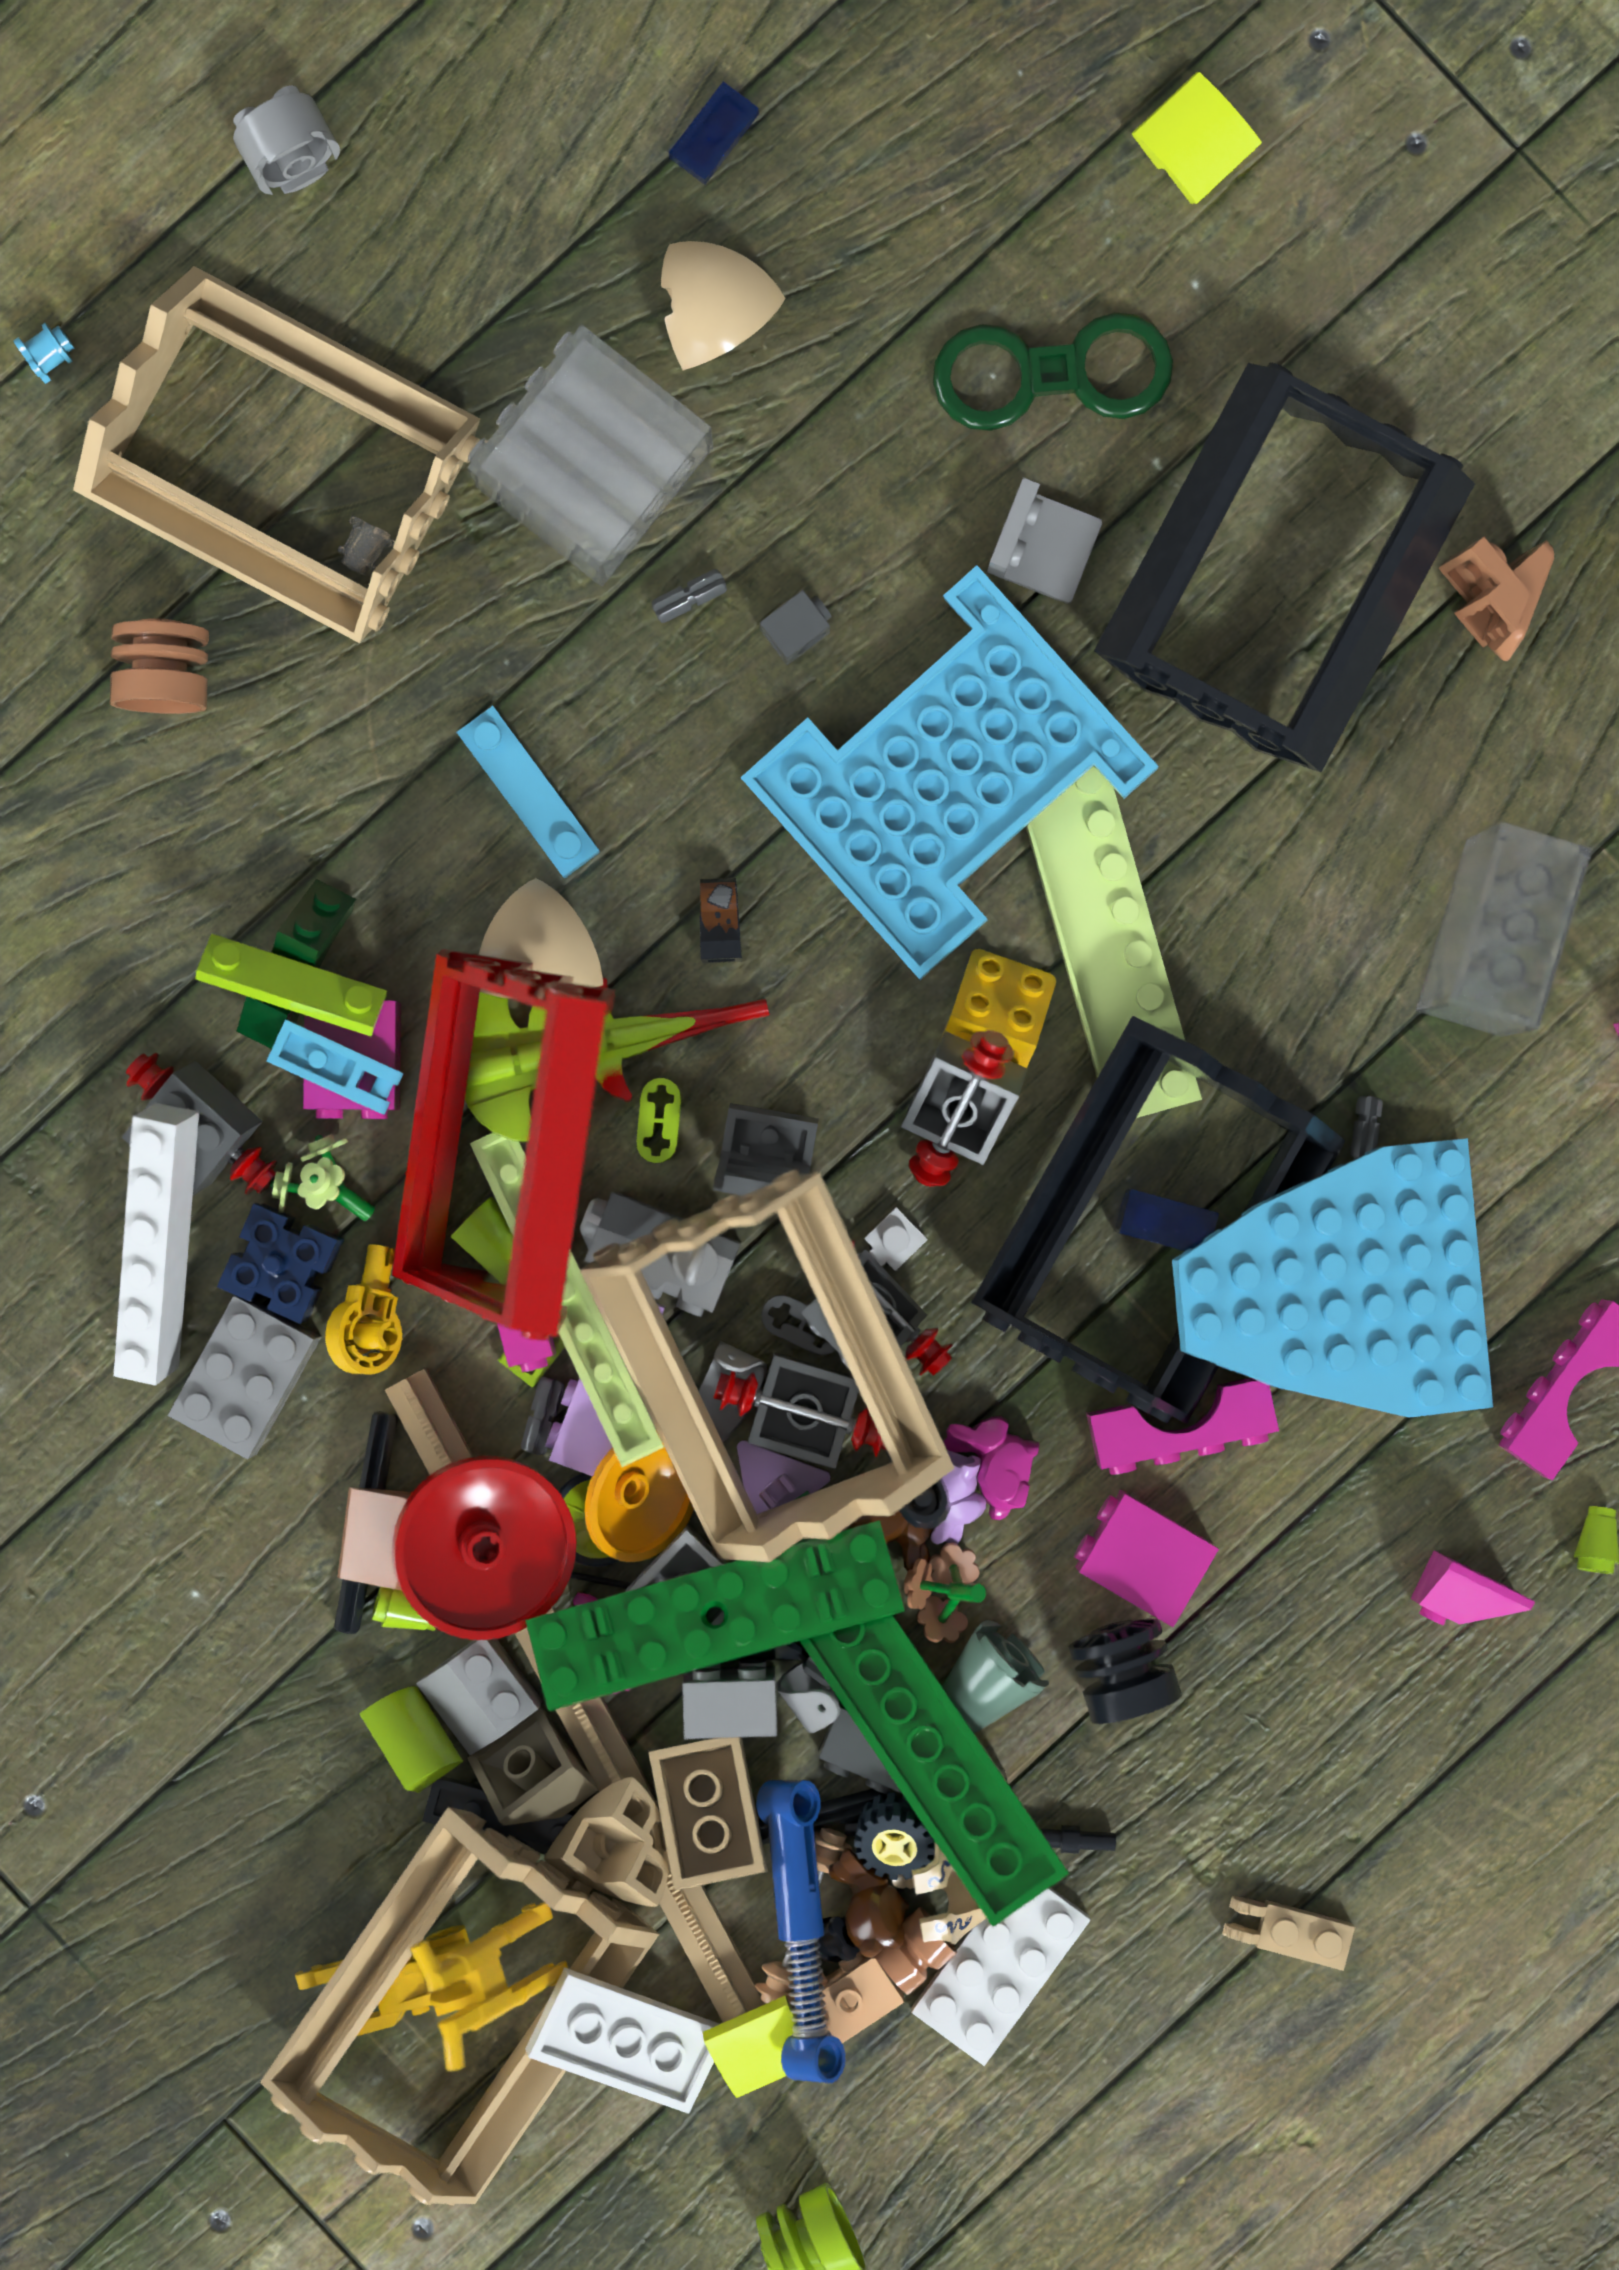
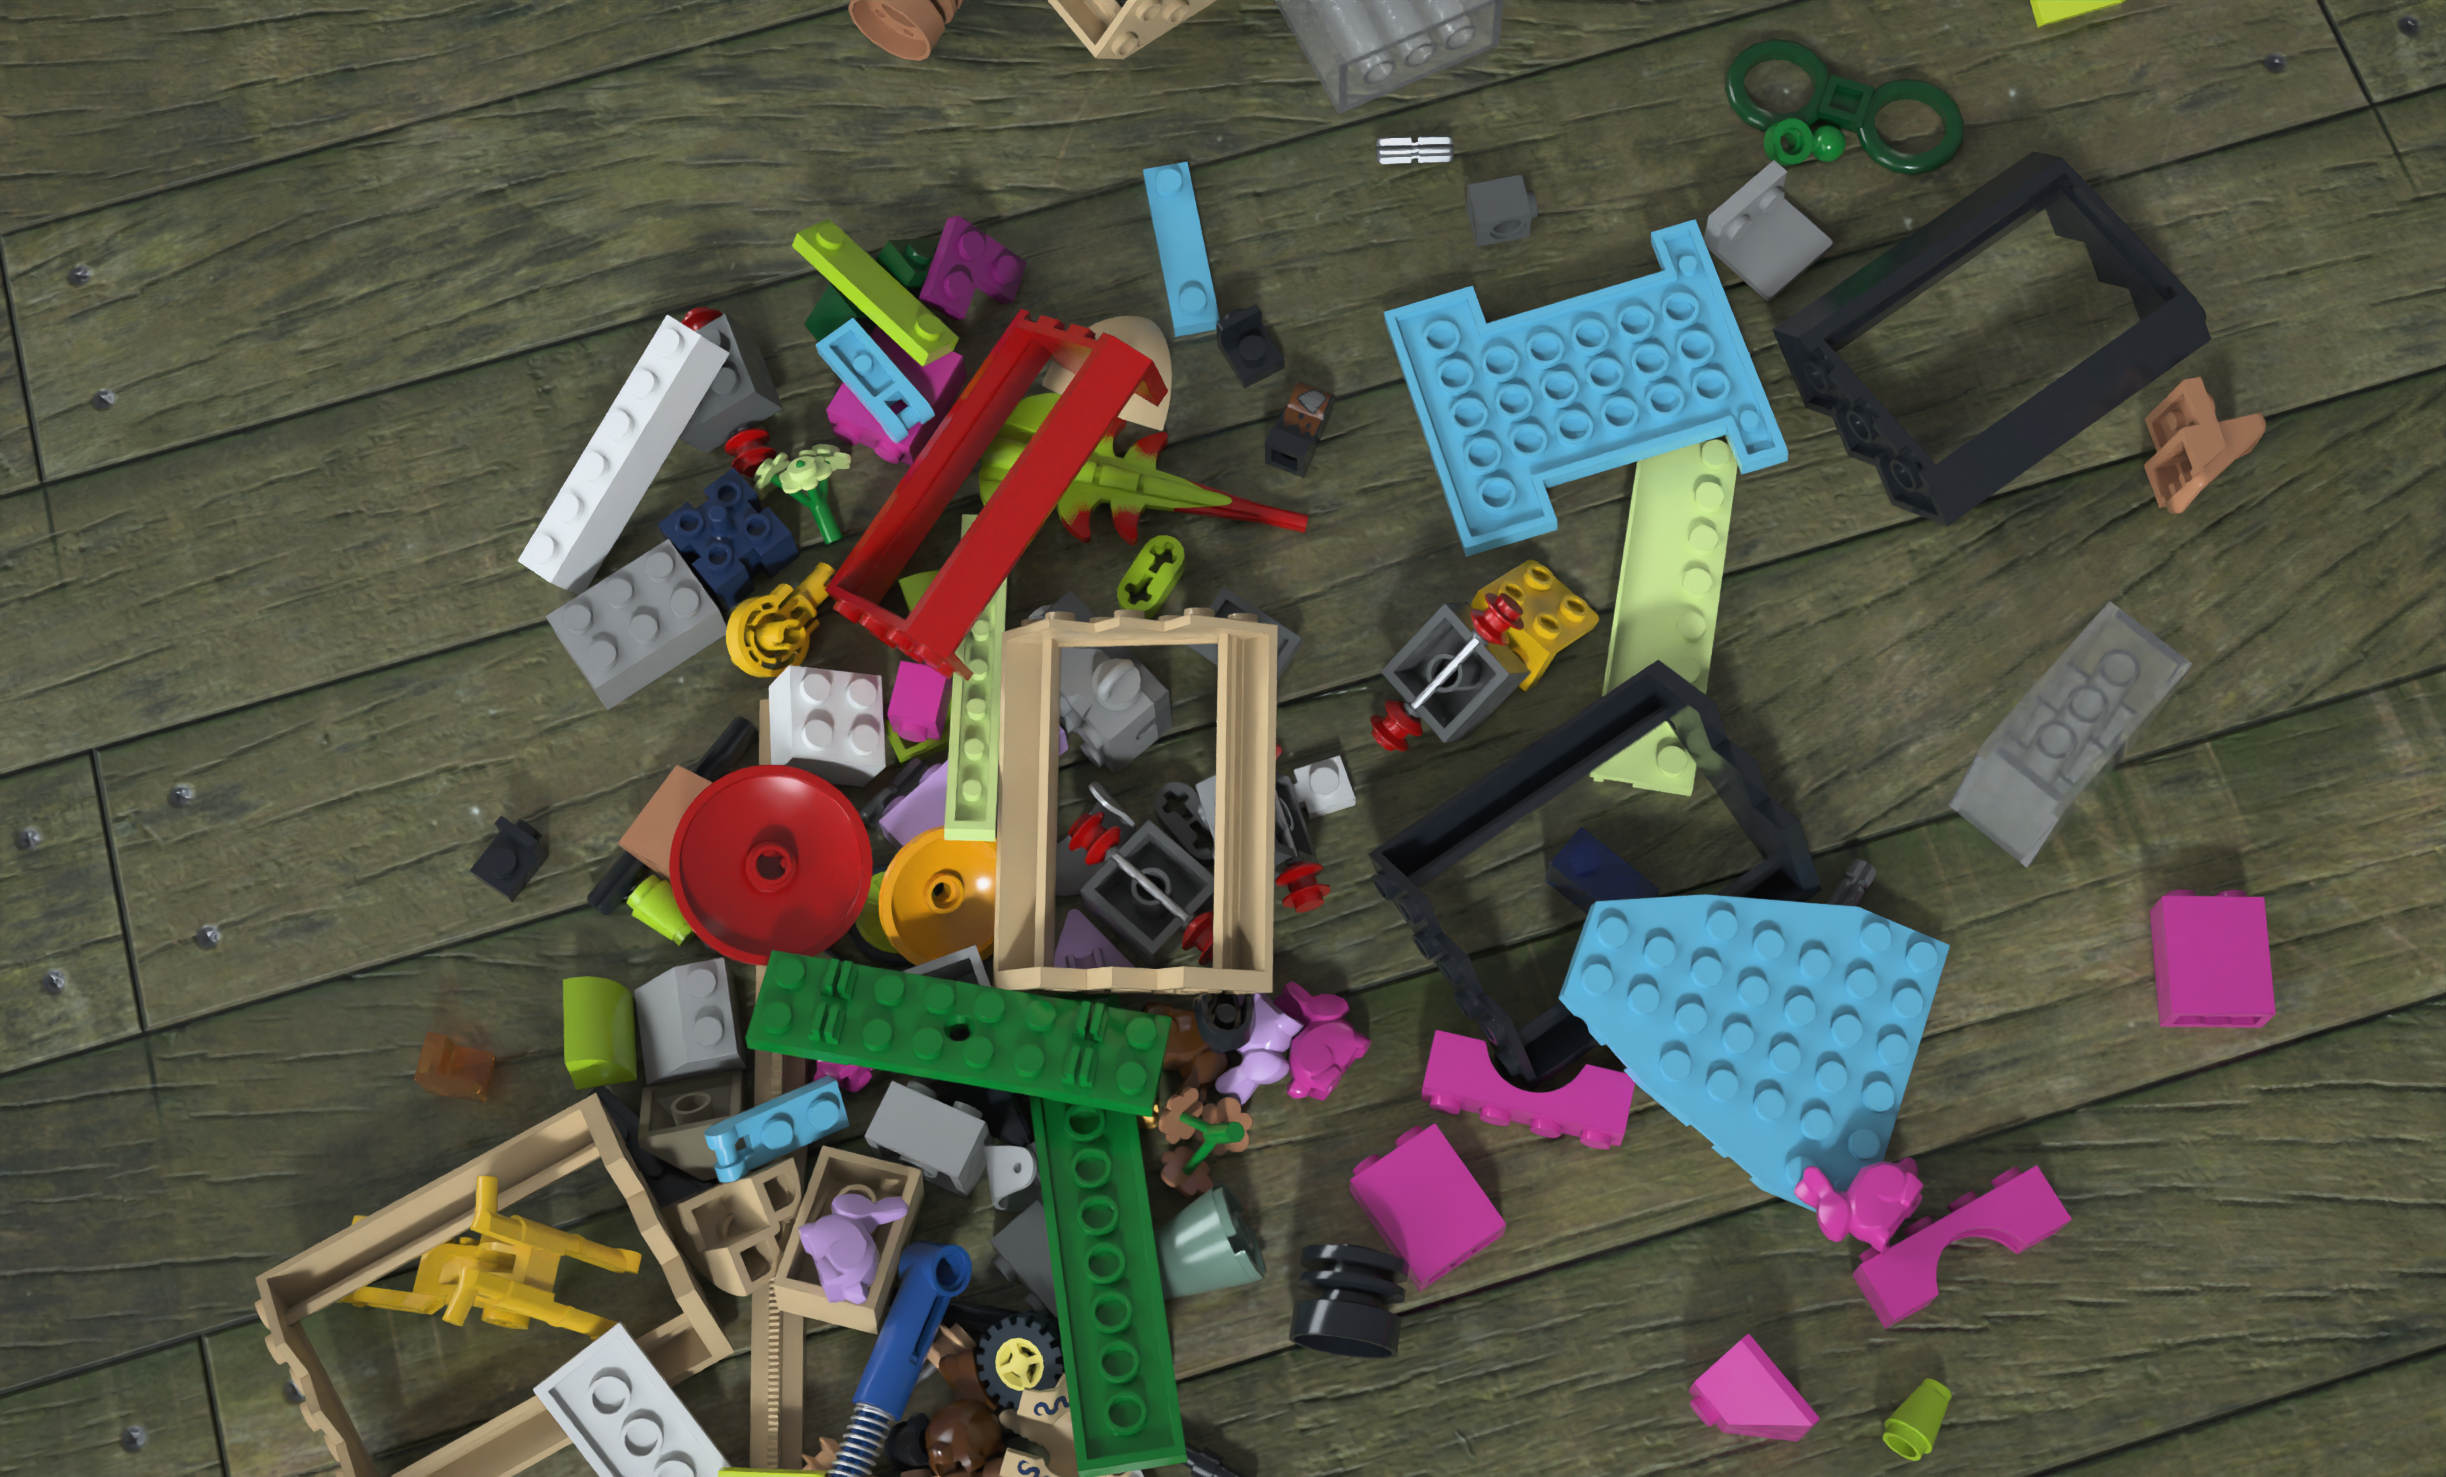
camera: 30 degrees right, 20 degrees down
(251, 1625) = (510, 858): none -> black bracket
(308, 1820) = (454, 1069): none -> clear orange panel
(348, 910) = (969, 261): none -> magenta plate
(459, 1396) = (828, 724): none -> white brick
(603, 1756) = (776, 1128): none -> medium azure plate
(636, 863) = (1248, 346): none -> black bracket
(716, 1835) = (844, 1244): none -> lavender animal
(1051, 419) = (1824, 143): none -> green plate
(1497, 1401) = (1869, 1207): none -> dark pink animal

